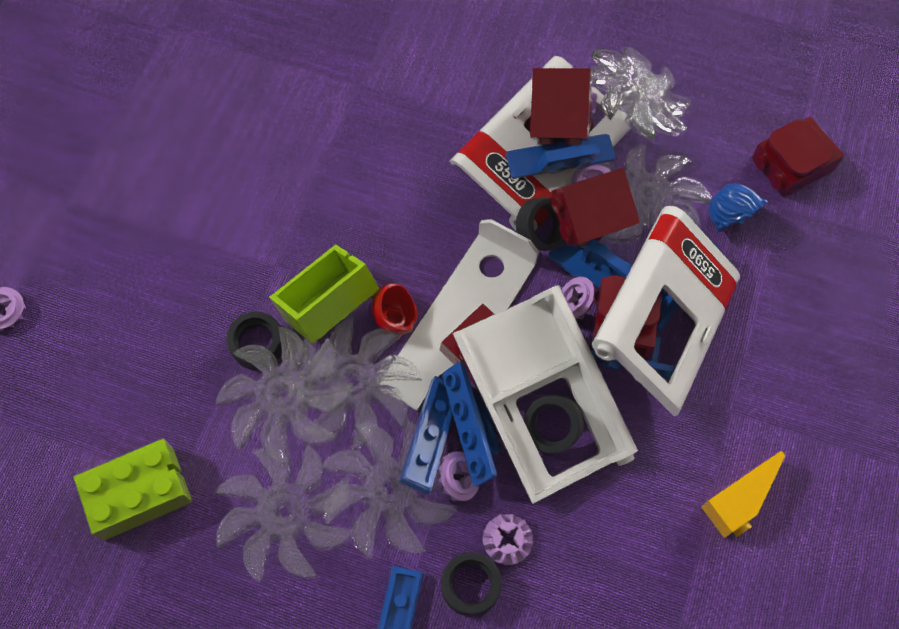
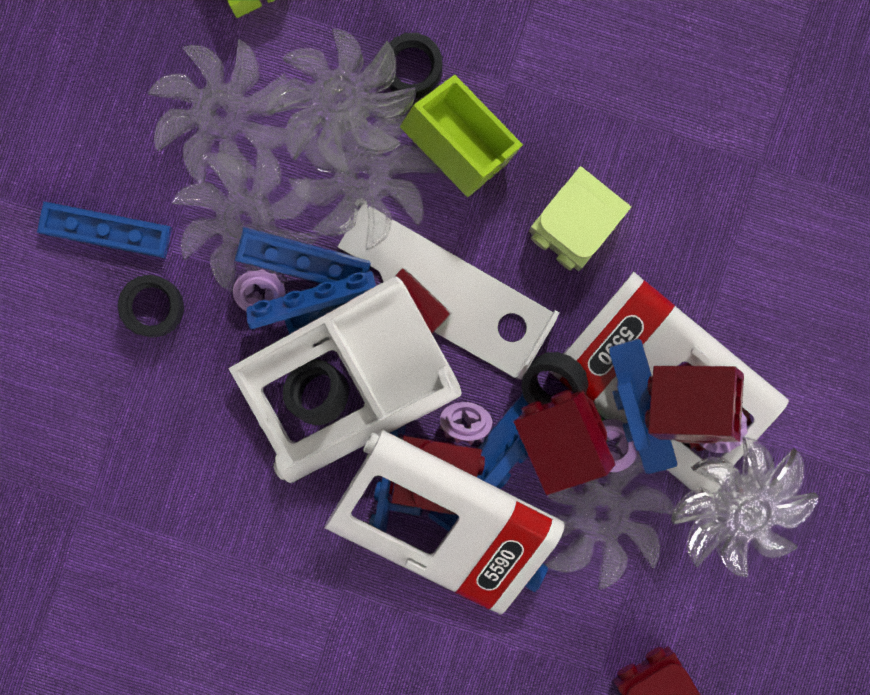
camera: 90 degrees right, 20 degrees up
(394, 309) = (446, 215): red hair -> none
(401, 208) = (578, 219): none -> yellowish green brick
(507, 554) = (214, 344): lavender gear -> none
(733, 205) = (586, 615): blue hair -> none
(743, 499) = (239, 591): yellow slope -> none

